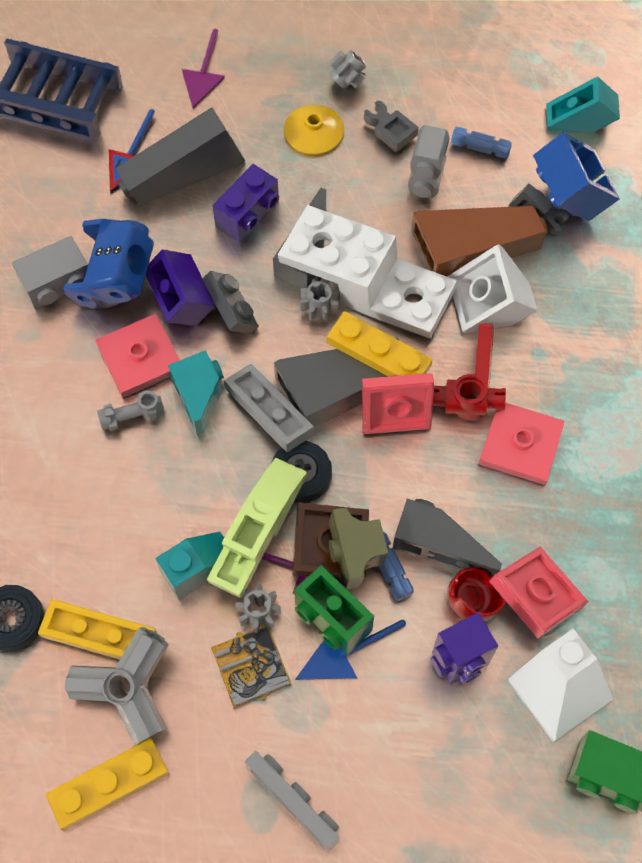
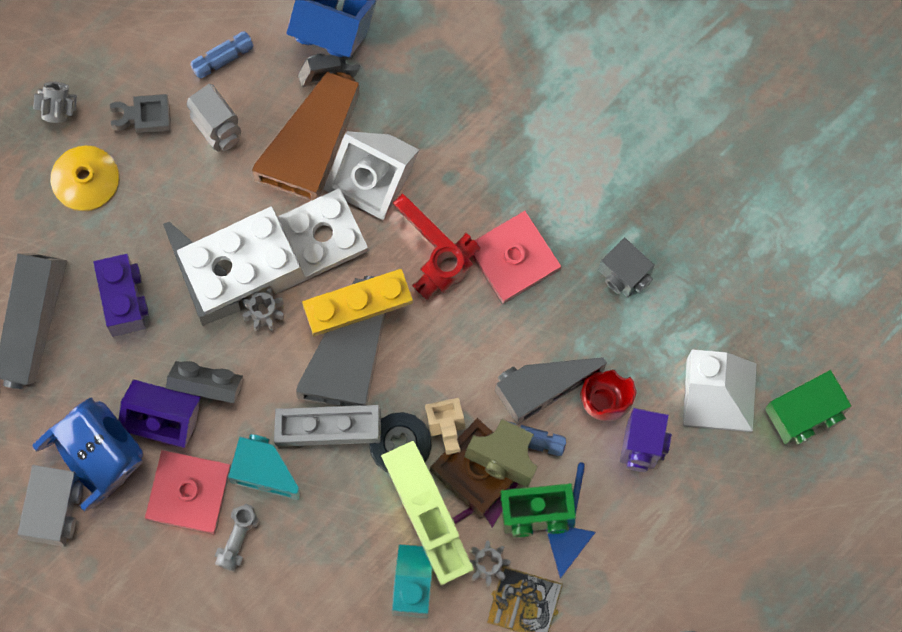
camera: 55 degrees left, 10 degrees up
(345, 487) = (446, 419): none -> tan plate
(397, 403) = (412, 326): coral plate -> none
(538, 592) = (641, 348): coral plate -> none
(592, 530) = (626, 269): none -> dark grey brick

